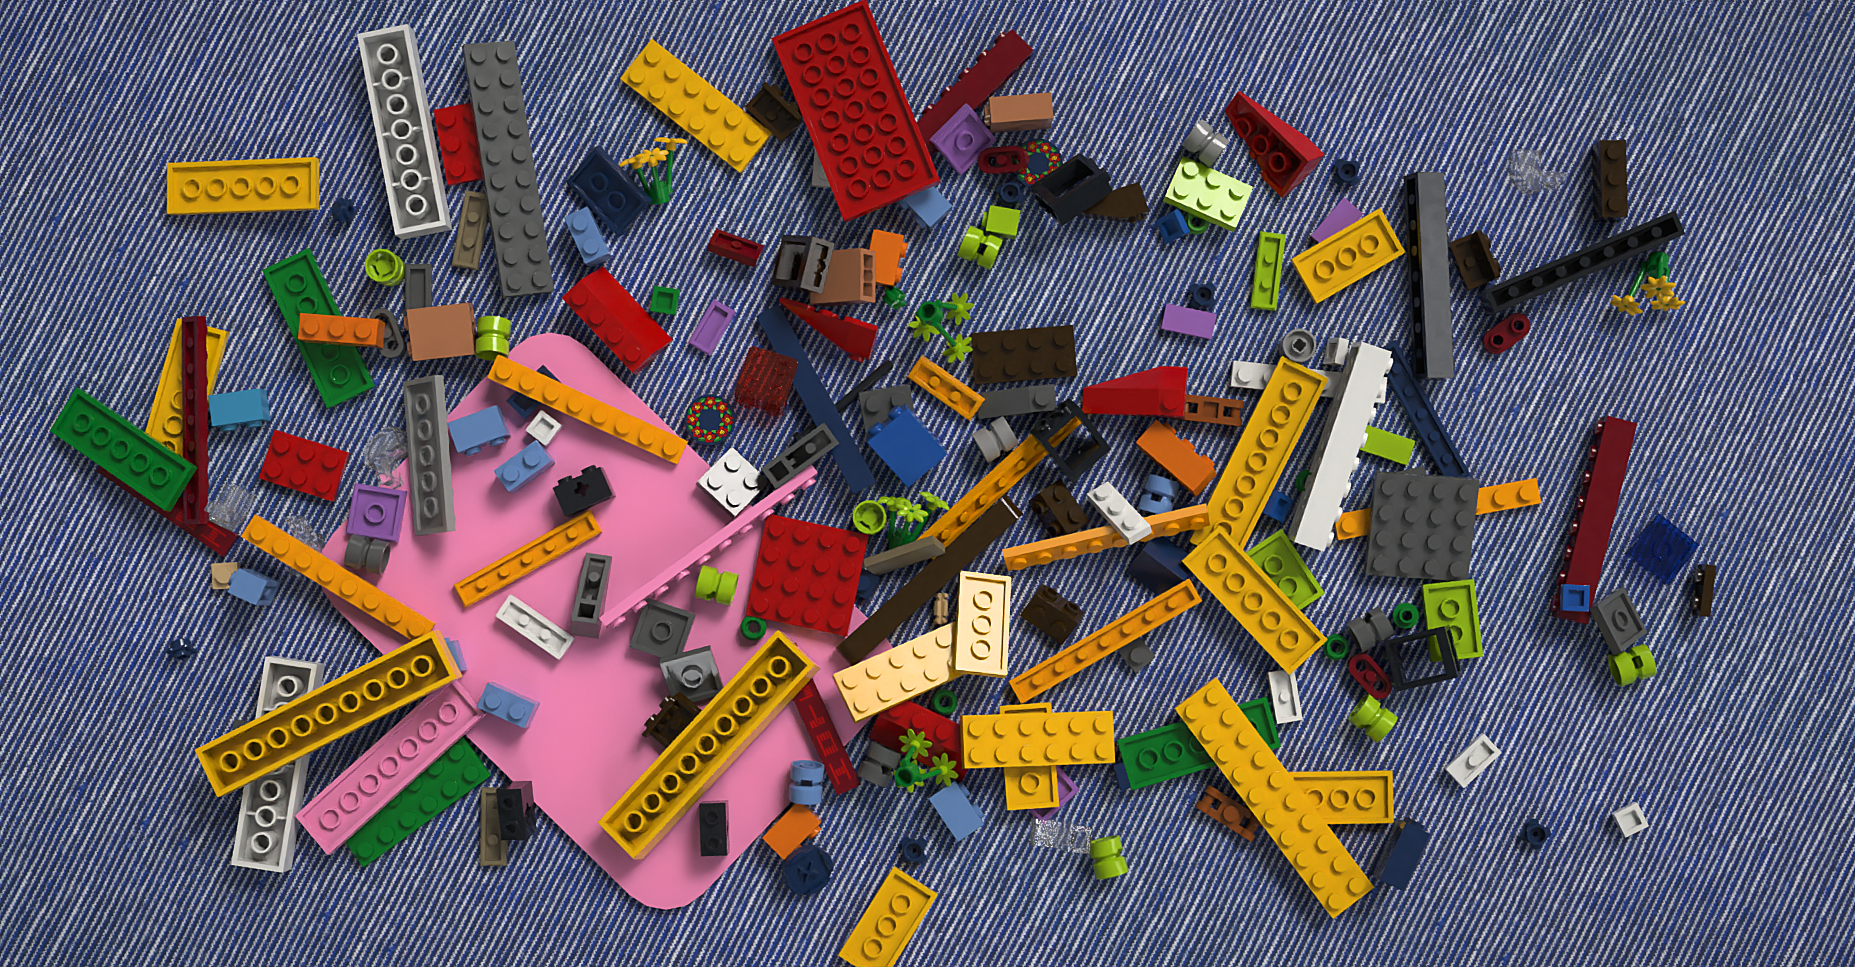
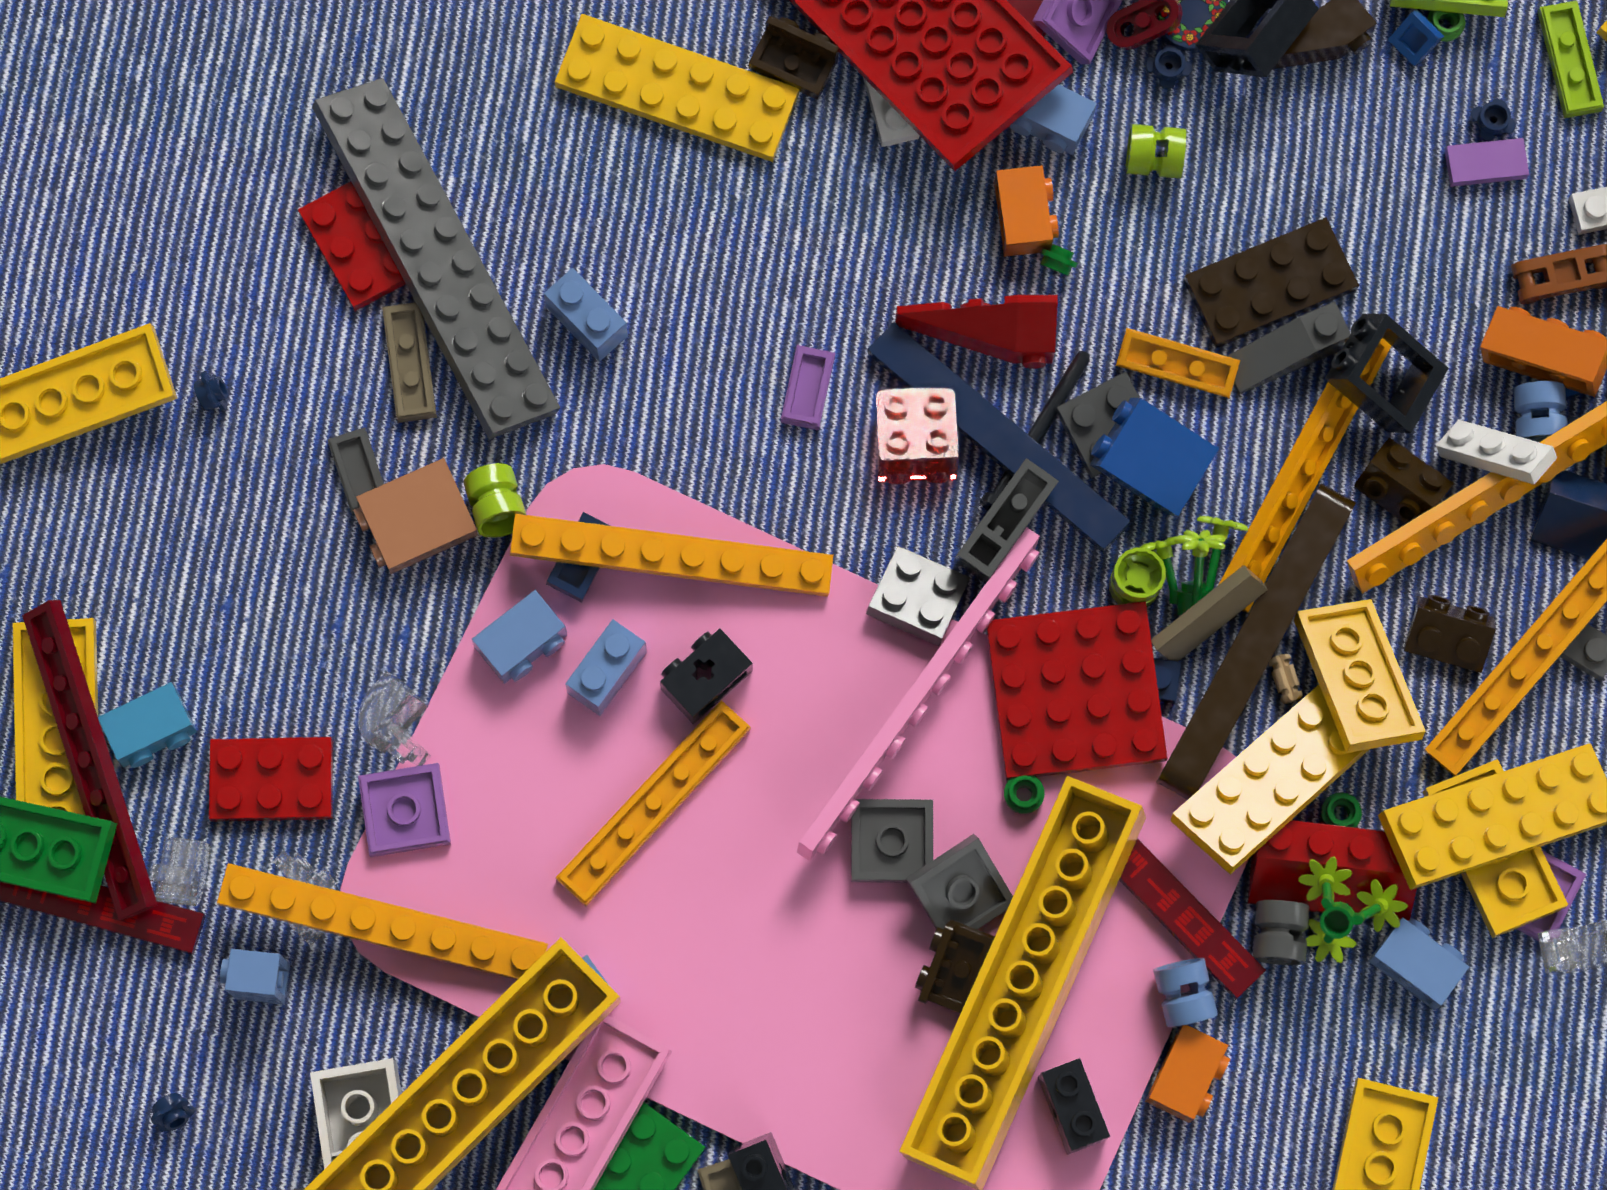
camera: 25 degrees left, 10 degrees down
(221, 574) = (202, 981): tan plate -> none
(303, 289) = (230, 572): green plate -> none
(341, 330) = (269, 557): orange brick -> none
(372, 554) = (414, 871): dark grey wheel -> none
(385, 267) = (301, 450): lime wheel -> none
(391, 333) = (334, 547): dark grey plate -> none
(404, 132) = (268, 250): white brick -> none
(429, 455) = (459, 696): light grey plate -> none
(508, 705) = (700, 1025): medium blue brick -> none
(535, 627) = (700, 898): white plate -> none
(544, 428) = (614, 602): white plate -> none
(591, 596) = (769, 825): dark grey slope -> none
(609, 191) = (594, 239): dark blue tile -> none
(617, 319) = (666, 420): red slope -> none
(658, 190) = (667, 216): plant -> none
(665, 300) = (727, 369): green plate -> none
(710, 420) = (851, 518): tile -> none
(716, 585) = (950, 747): lime wheel -> none
(735, 248) = (813, 263): dark red plate -> none
(807, 254) = (936, 260): dark brown window -> none
(807, 870) = (1232, 1125): dark blue tile -> none
(849, 279) = (976, 250): nougat brick -> none
(908, 855) = (1383, 1036): dark blue plate -> none
(929, 321) = (1135, 254): lime plant -> none
(995, 439) = (1280, 405): light grey wheel -> none
(1001, 222) = (1173, 106): lime brick -> none
(1148, 393) = (1470, 277): red wedge -> none

